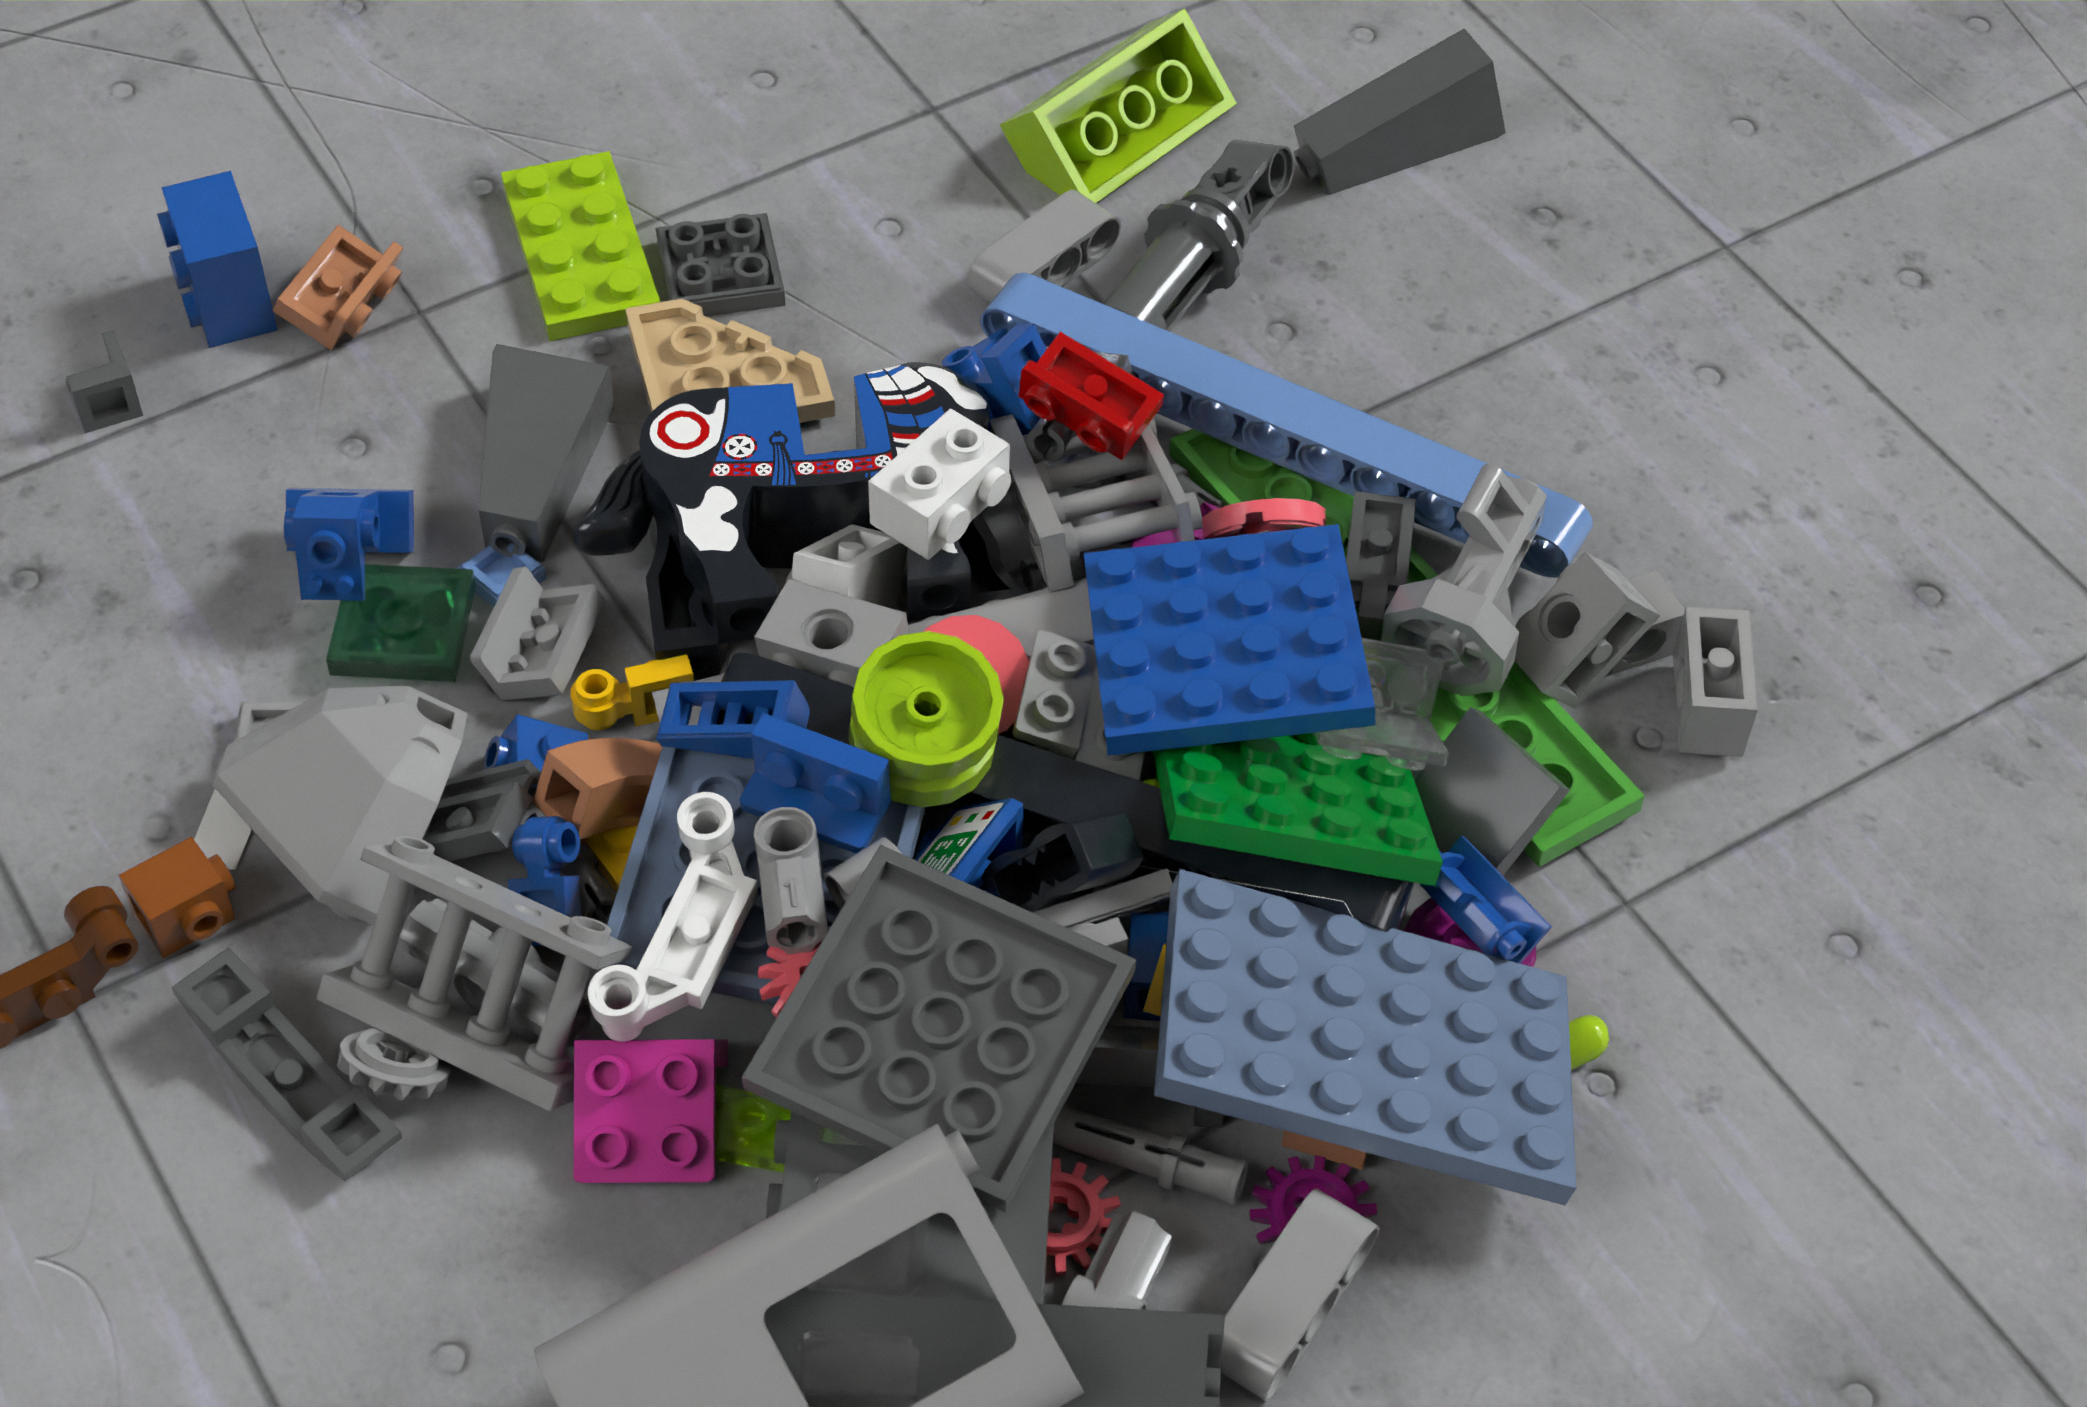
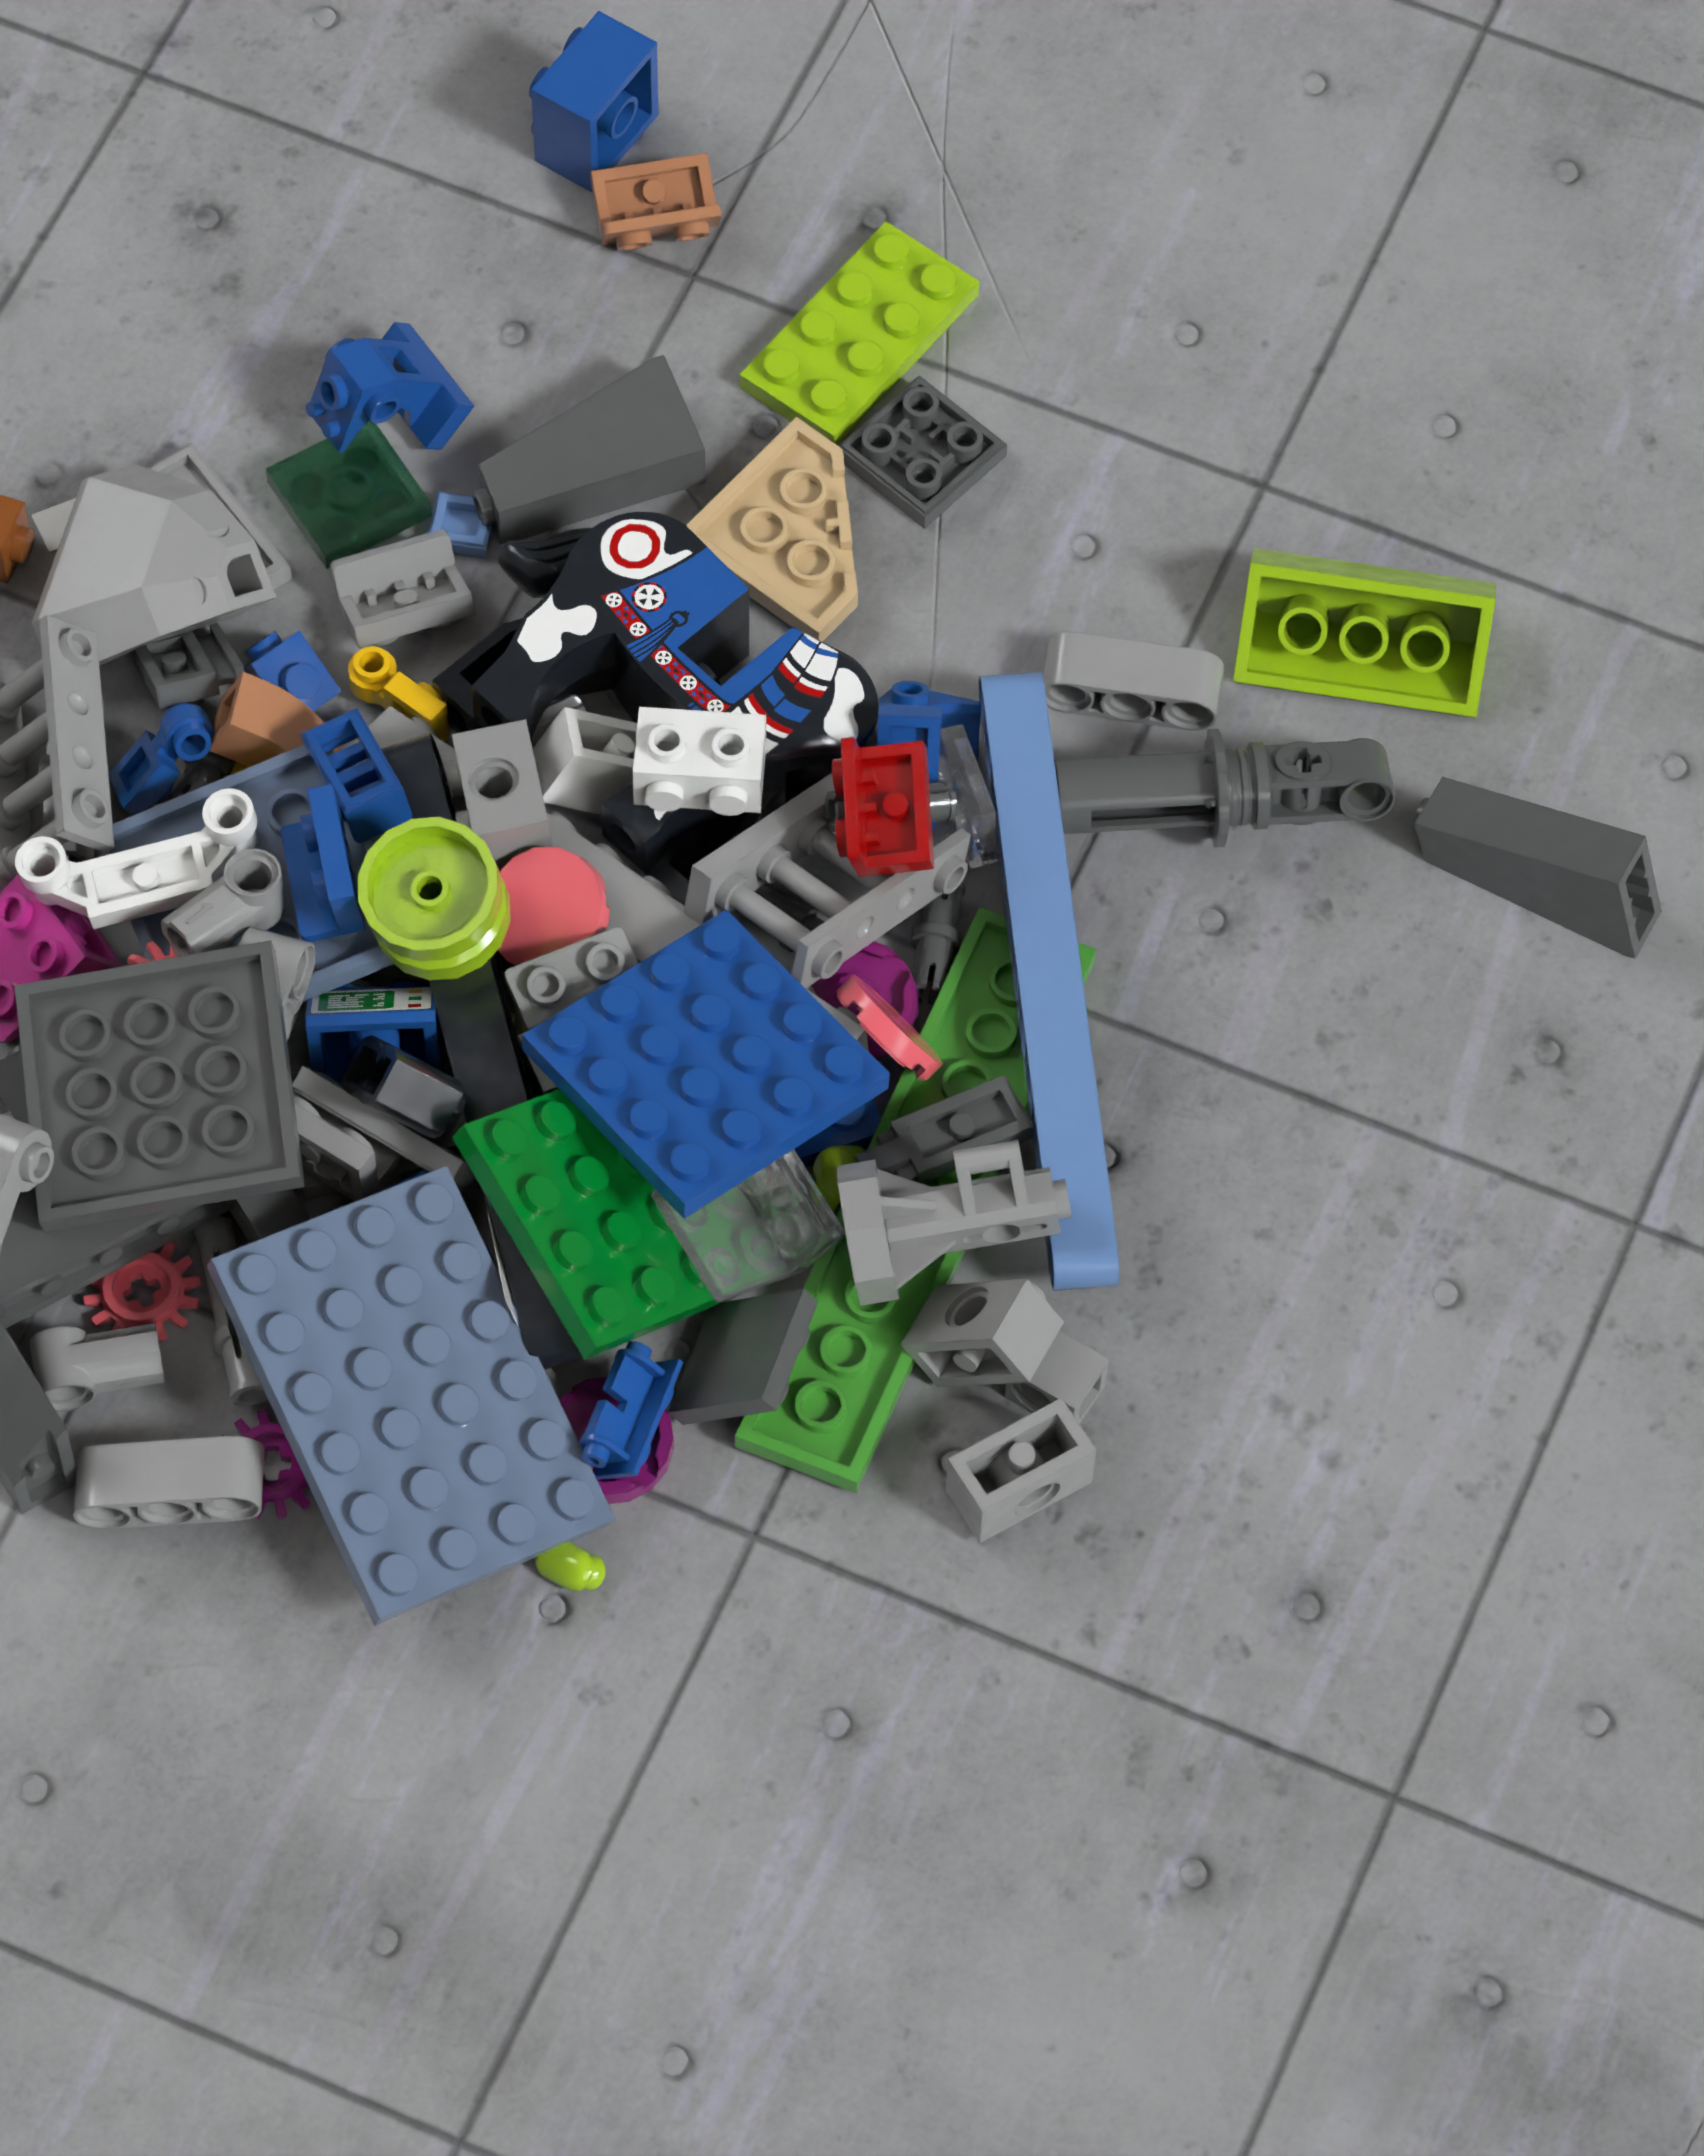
camera: 55 degrees right, 10 degrees up
(105, 392) = (422, 125): dark grey panel -> none

